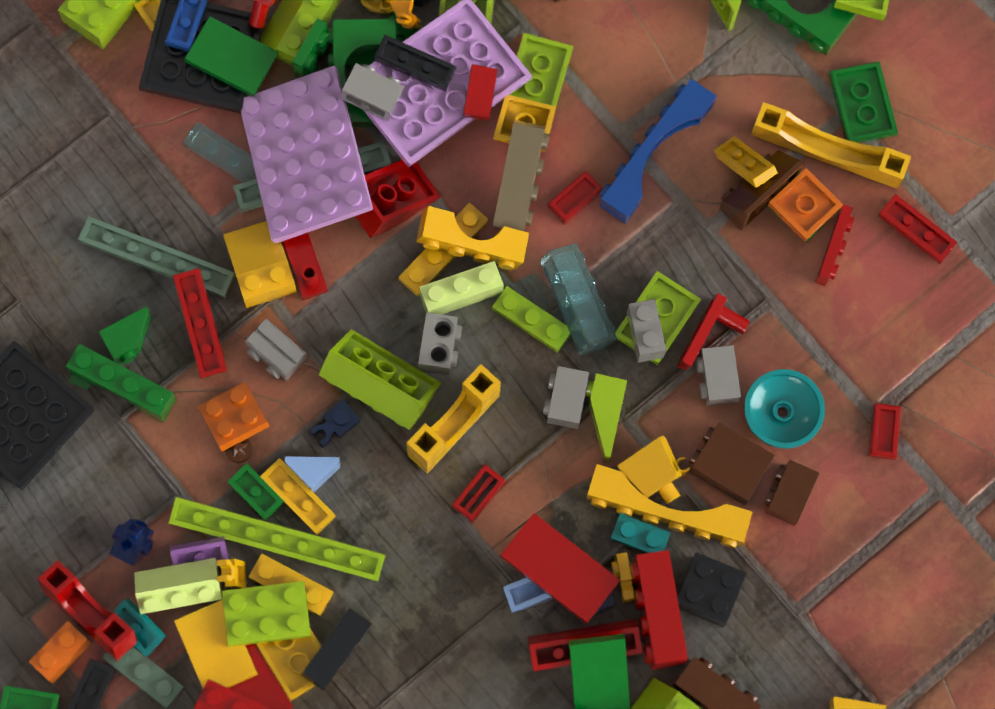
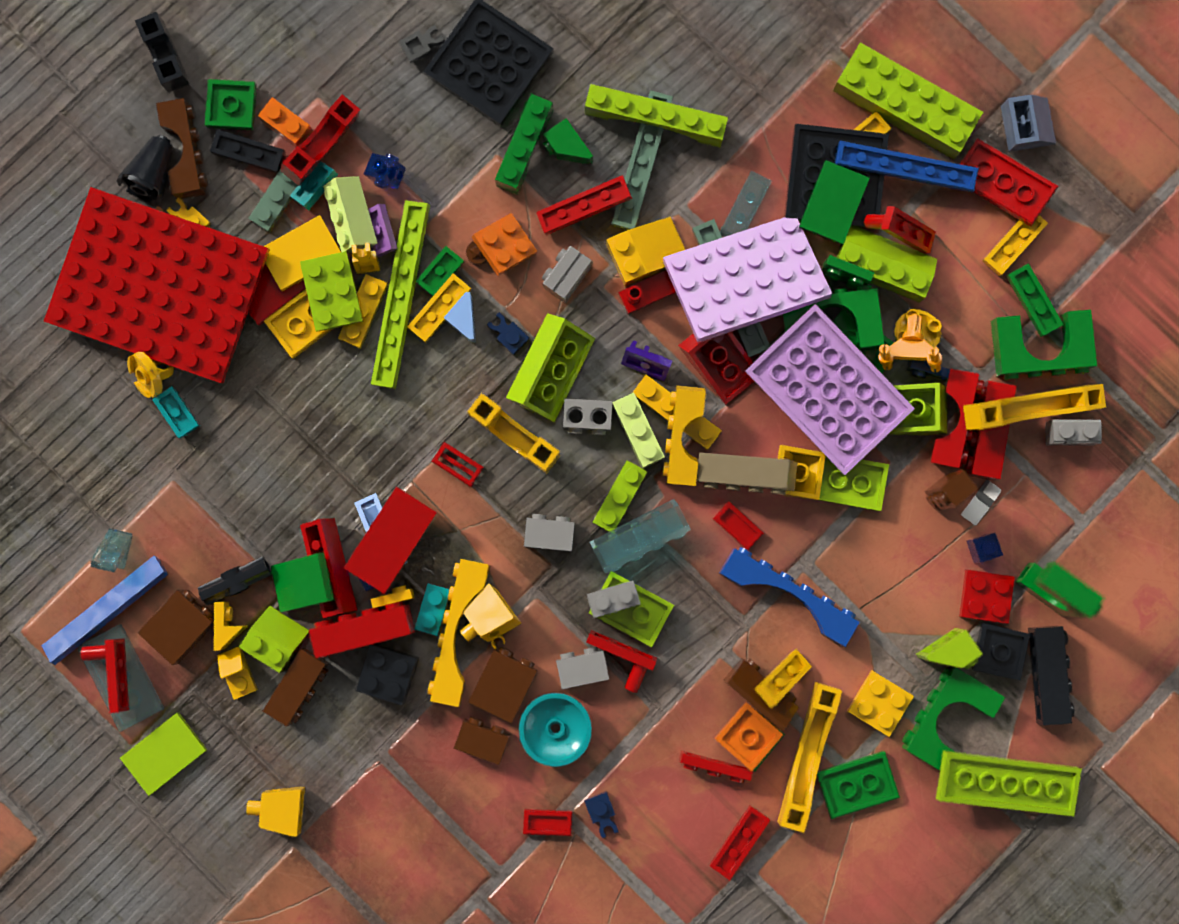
camera: 90 degrees right, 10 degrees up
(94, 264) = (615, 104): none -> lime arch
(336, 649) = (308, 355): black tile -> none
(372, 91) = (807, 329): light grey brick -> none
(385, 274) = (646, 362): none -> dark purple plate
(415, 63) = (841, 365): black tile -> none
(480, 92) = (821, 428): red tile -> none
(605, 405) = (544, 569): lime slope -> none
(778, 71) = (880, 703): none -> yellow plate
(876, 373) = (600, 811): none -> dark blue plate

